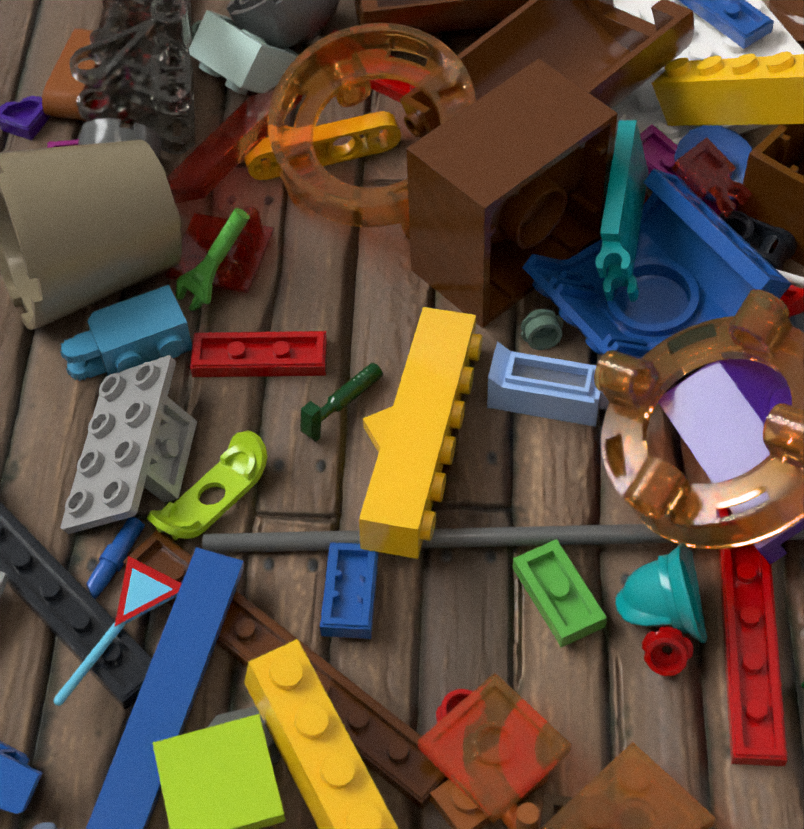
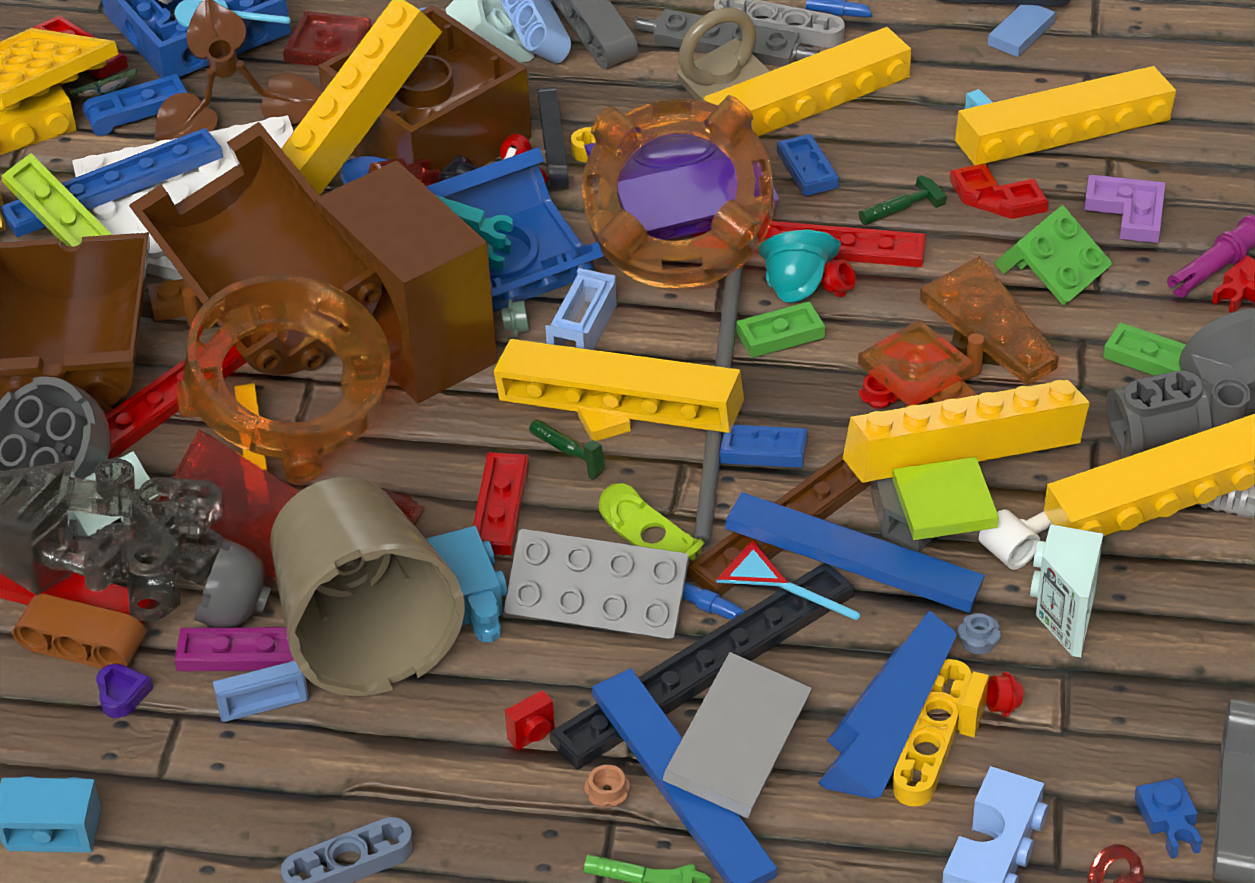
camera: 85 degrees left, 10 degrees down
(200, 279) = (399, 491): bright green piece -> none

